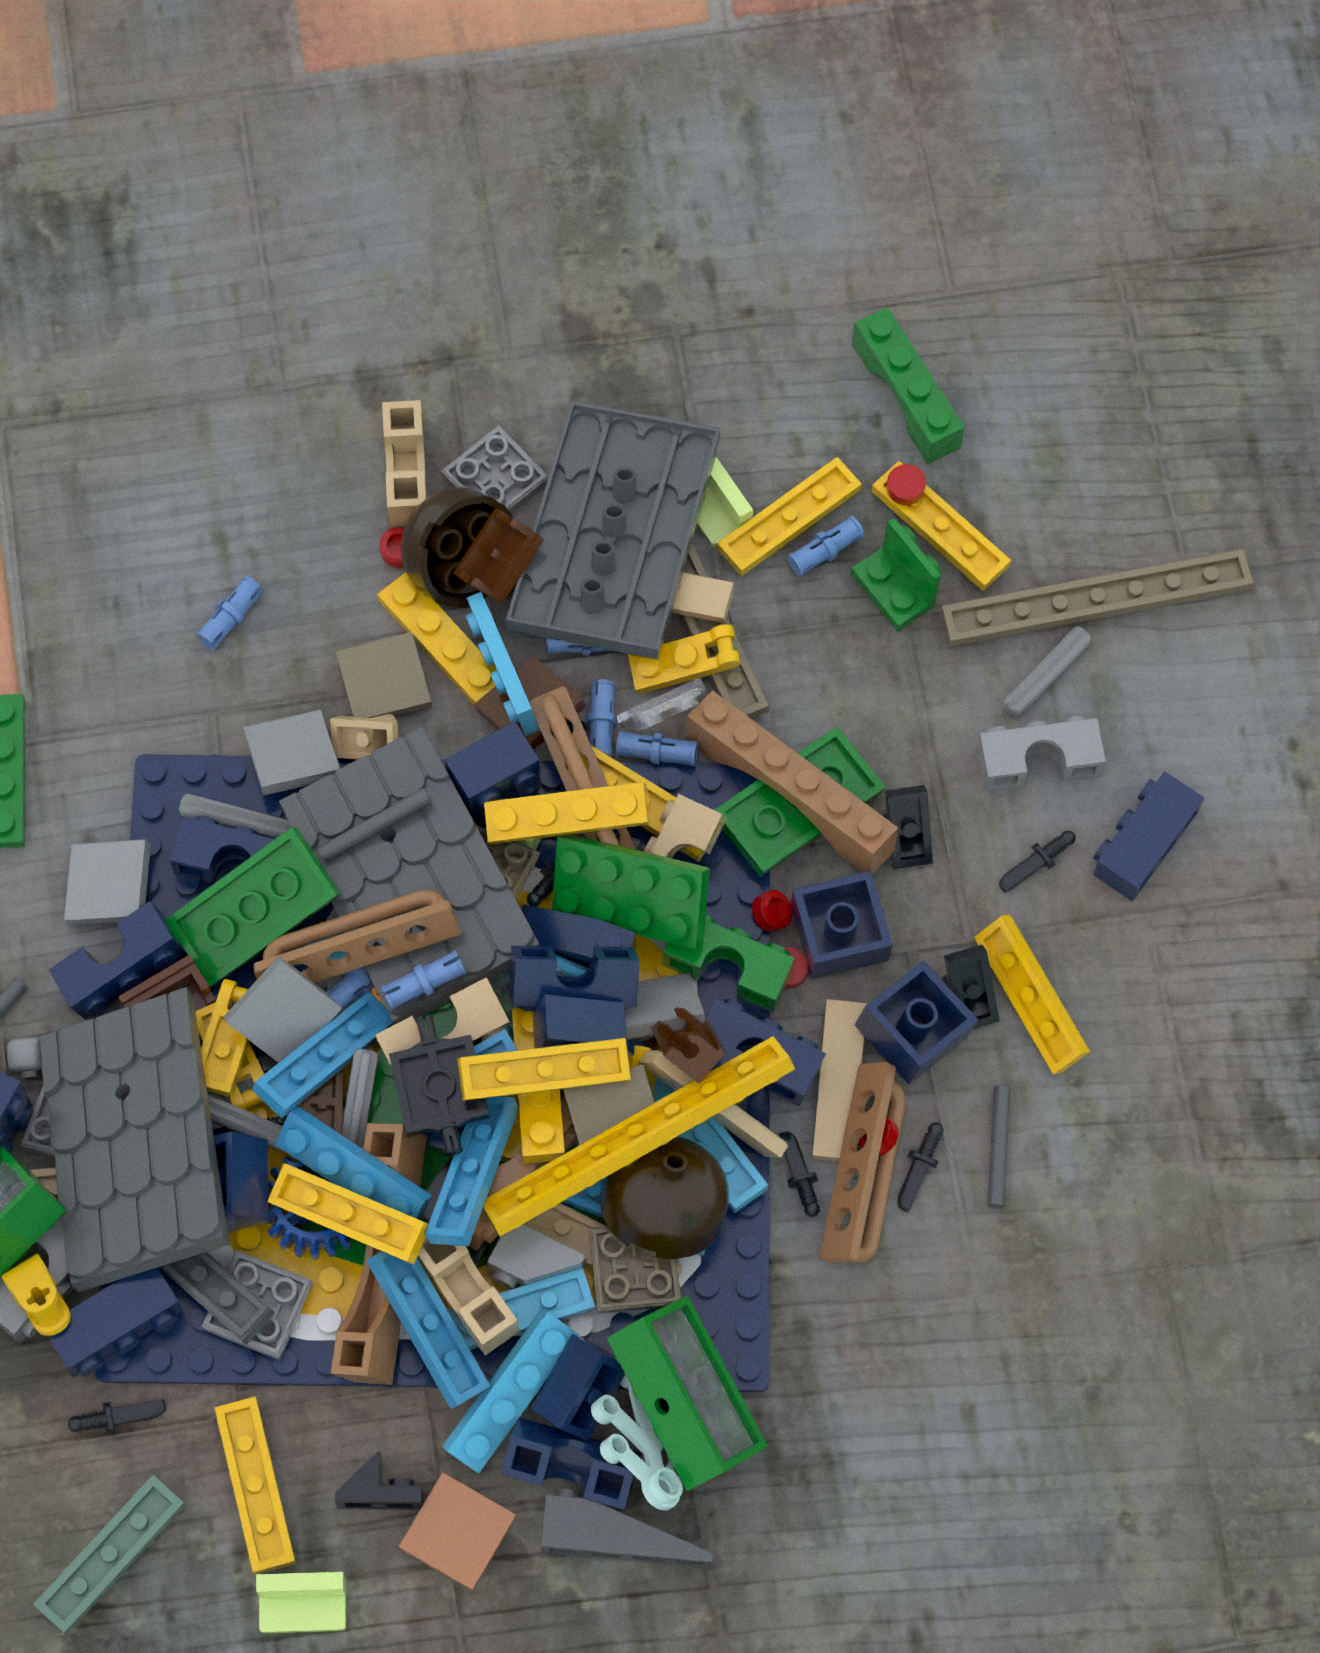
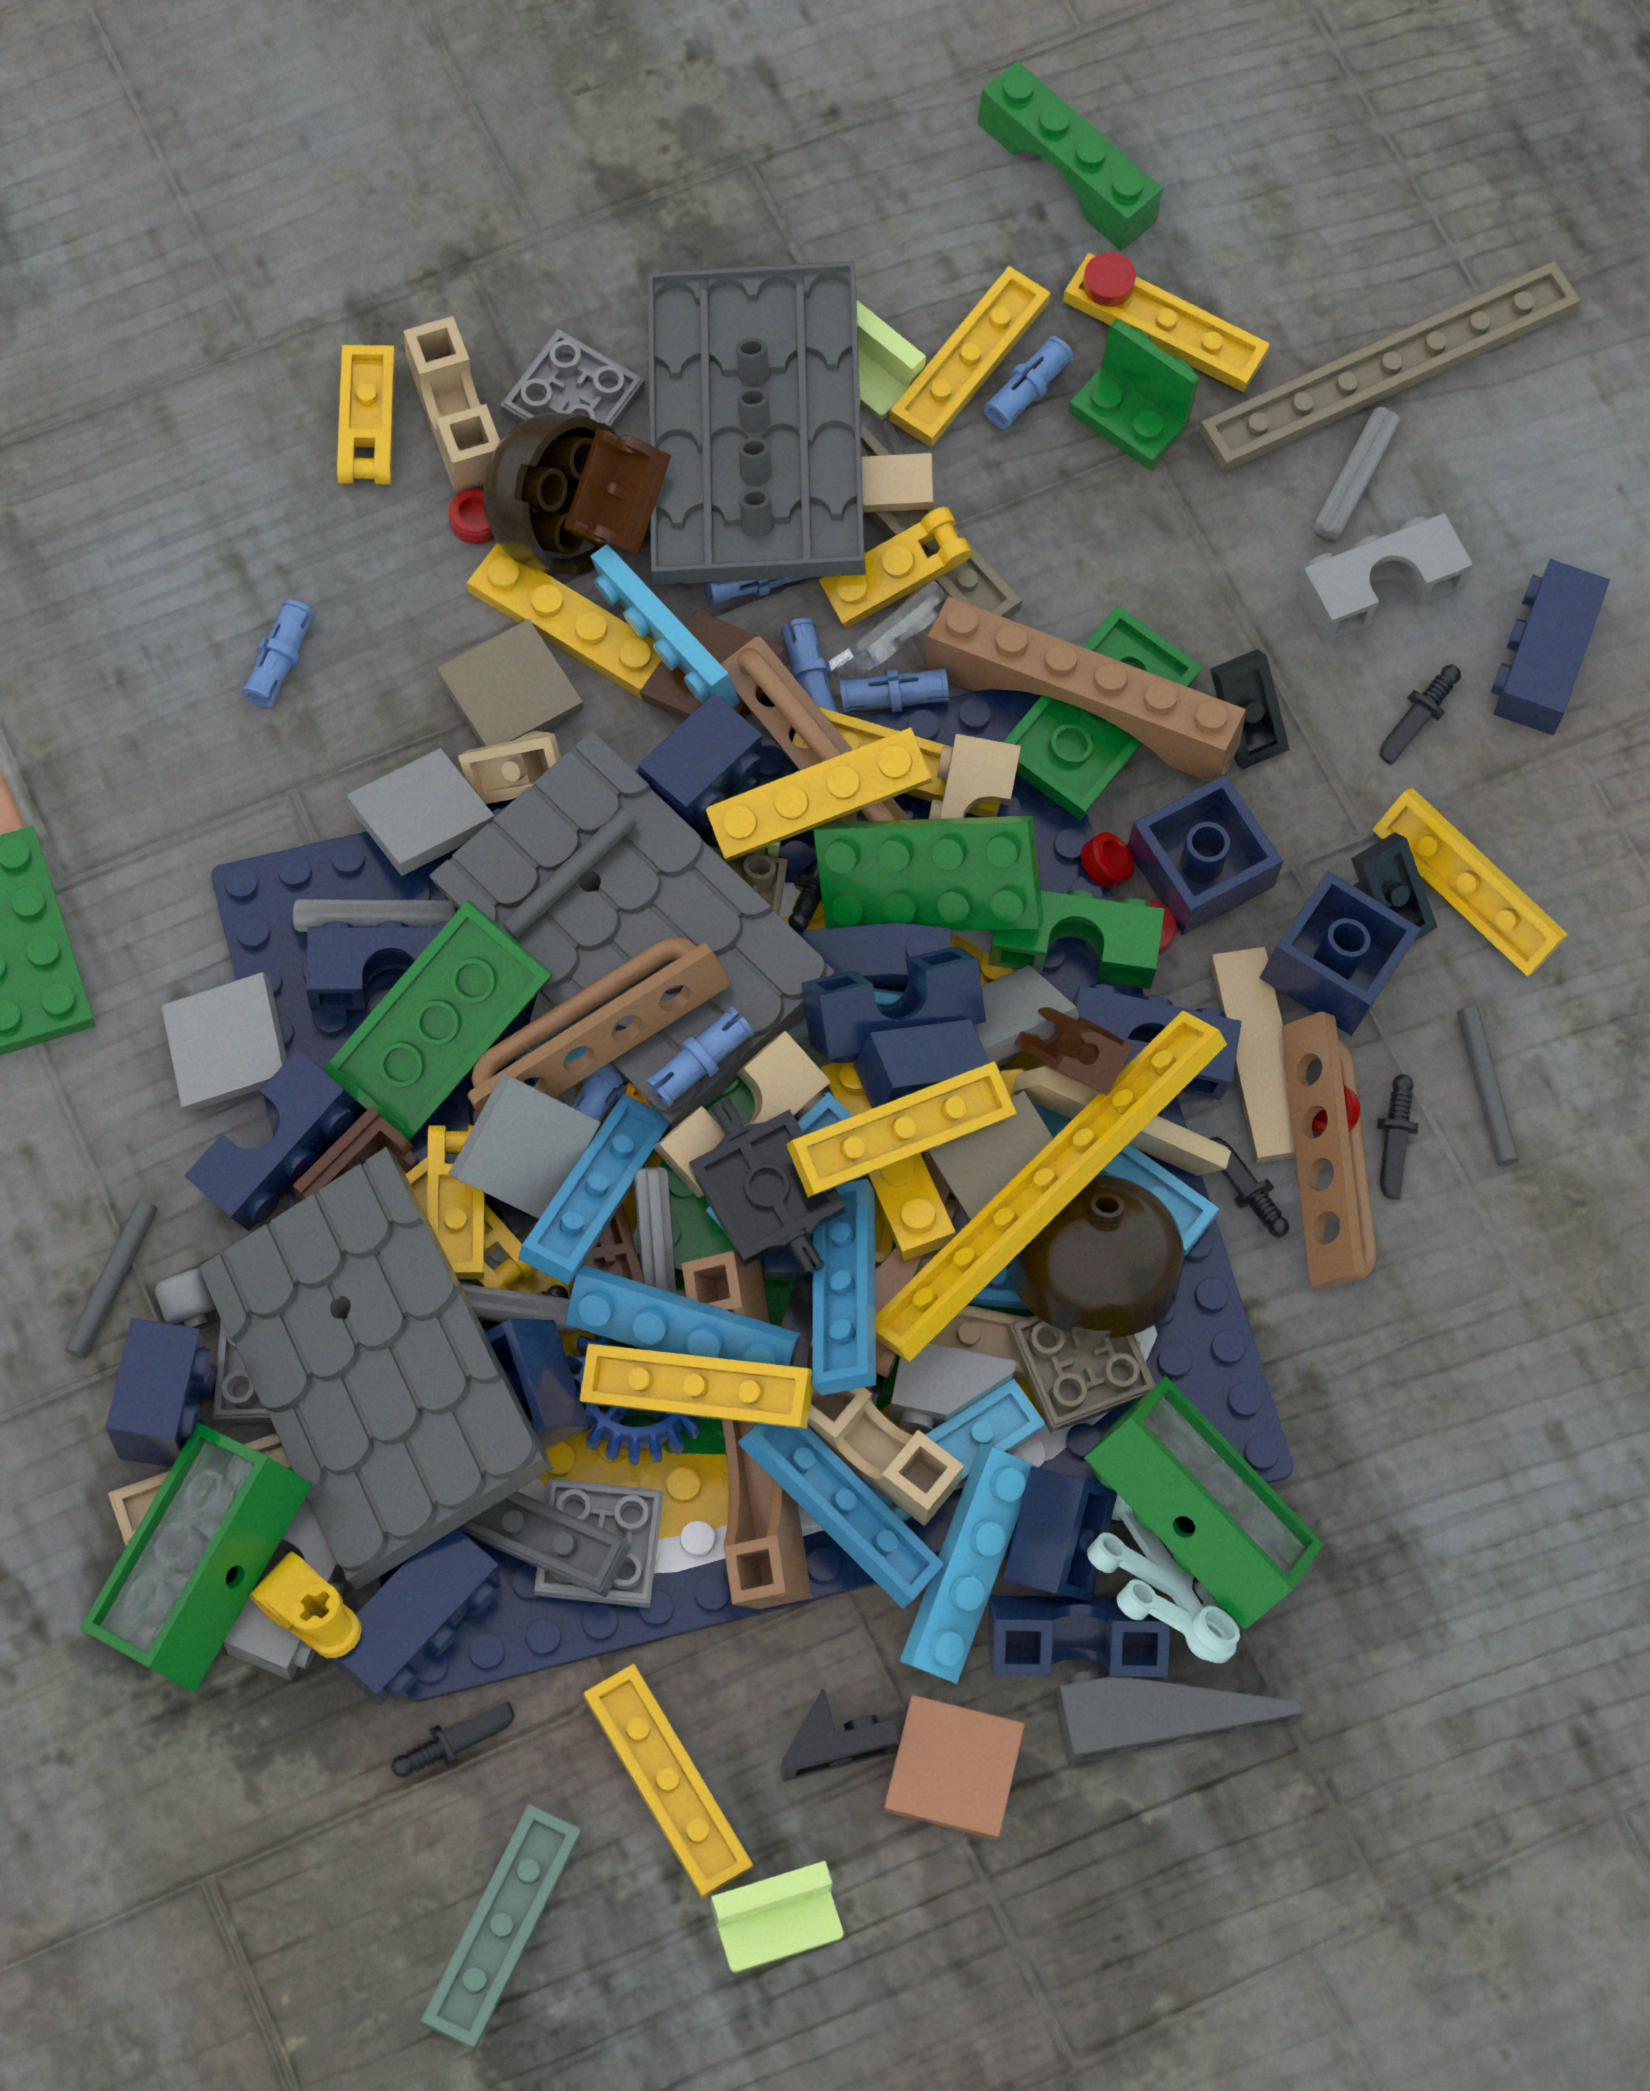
camera: 20 degrees left, 0 degrees up
(343, 454) = (366, 413): none -> yellow plate

